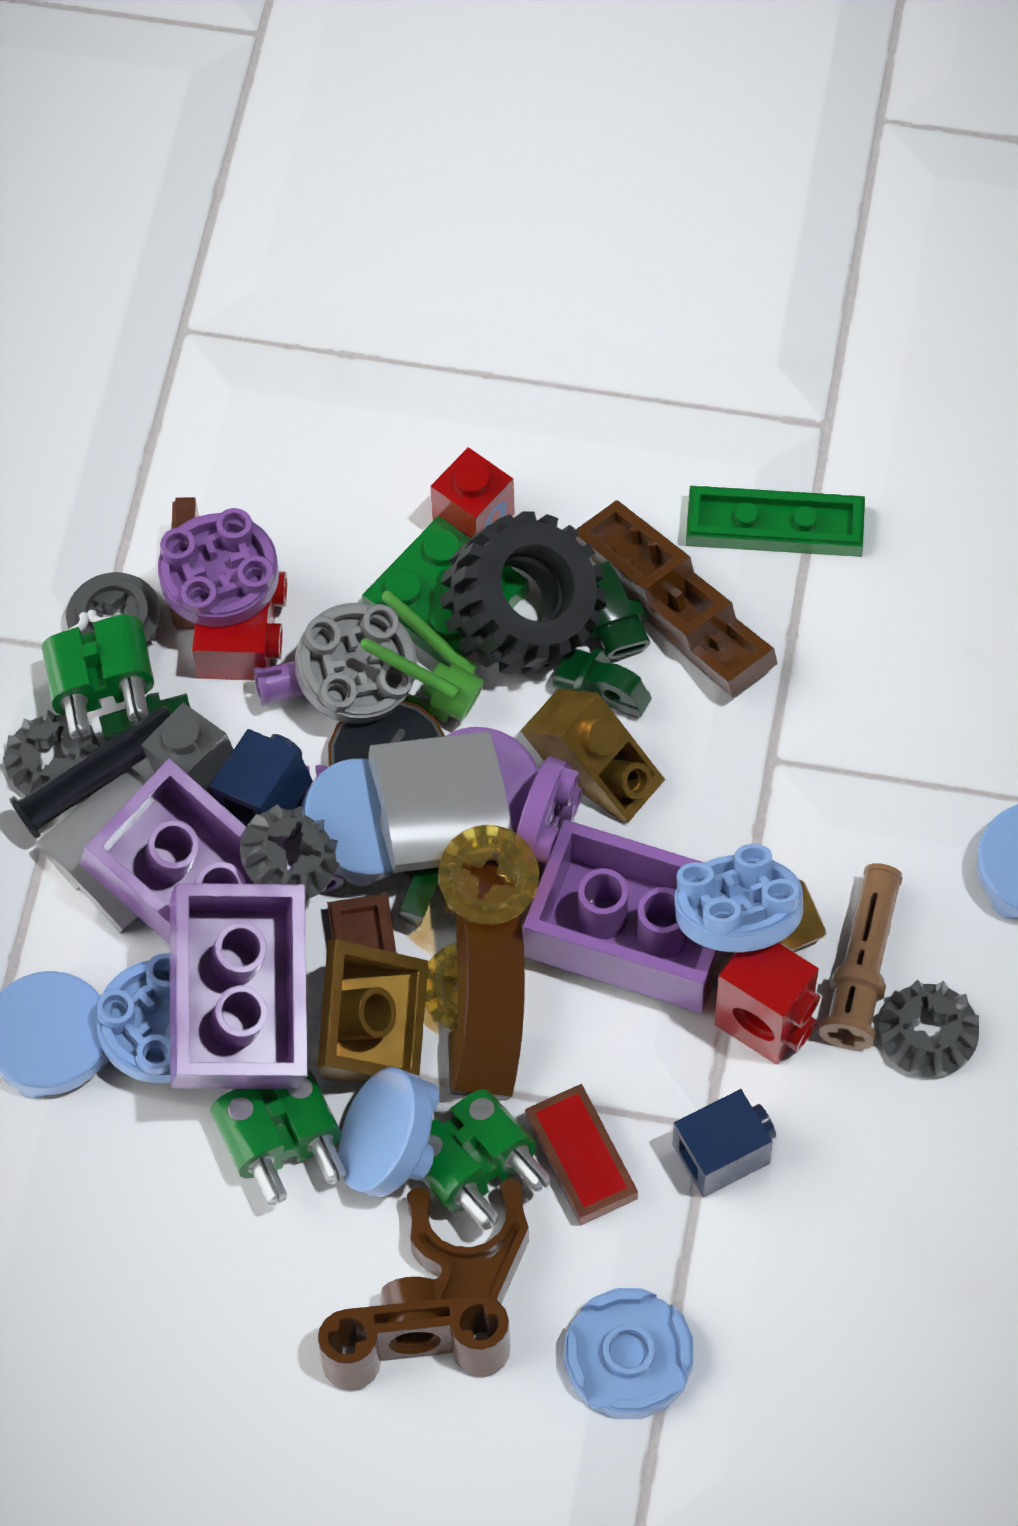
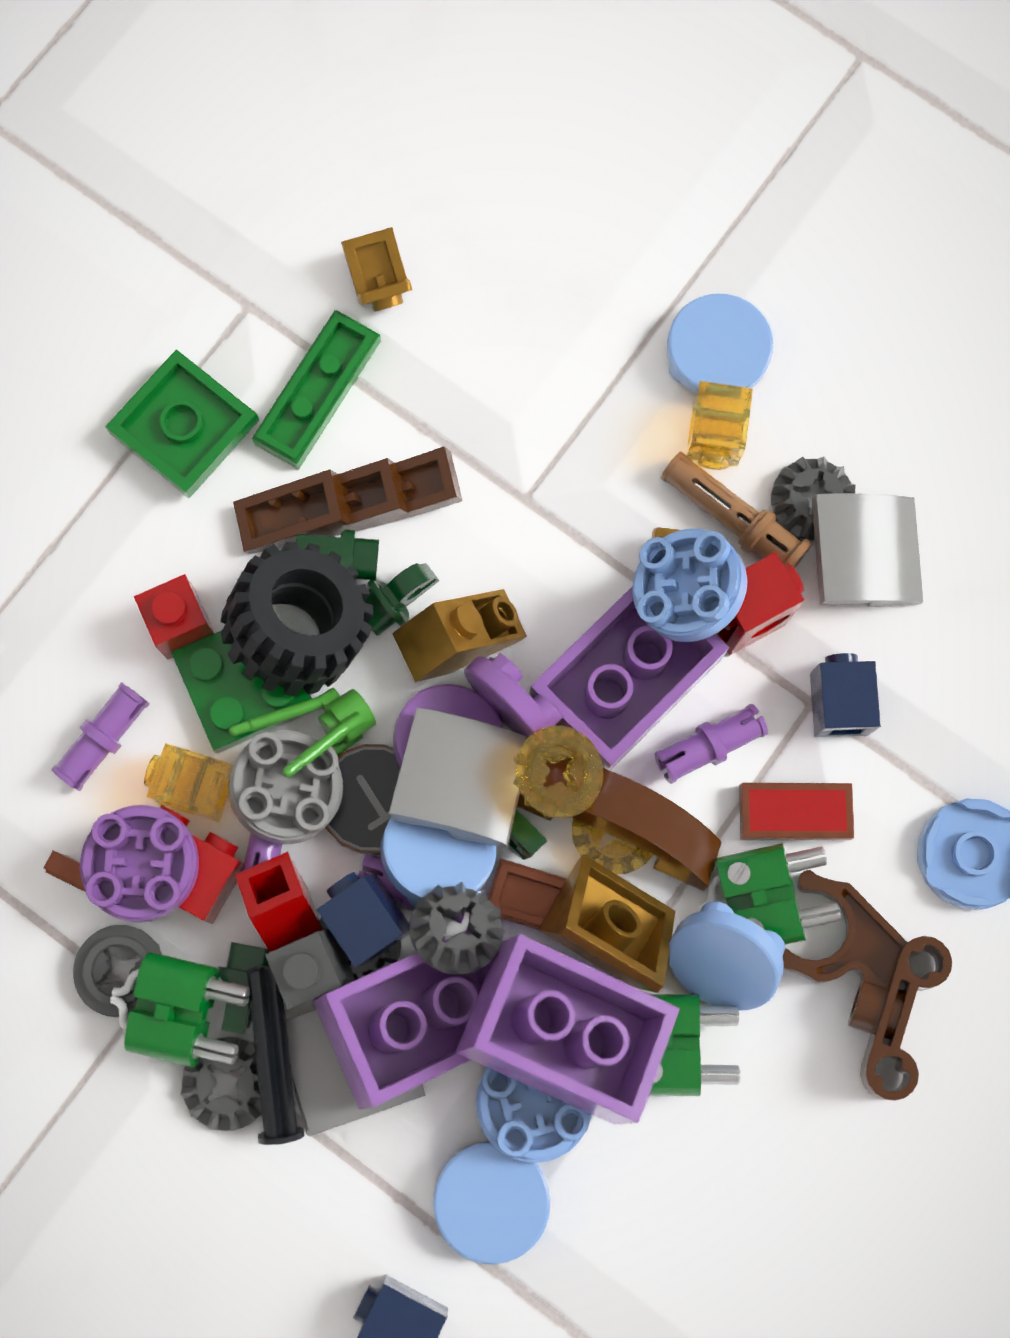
camera: 70 degrees left, 15 degrees up
(244, 698) = (278, 902): none -> red brick
(317, 579) = (188, 782): none -> clear yellow brick
(326, 495) = (100, 736): none -> medium lavender pin
(607, 1037) = (711, 743): none -> medium lavender pin
(669, 420) = (182, 423): none -> green plate
(899, 1099) = (867, 549): none -> light grey slope
(927, 511) = (376, 269): none -> pearl gold bracket
(949, 895) = (719, 425): none -> clear yellow brick

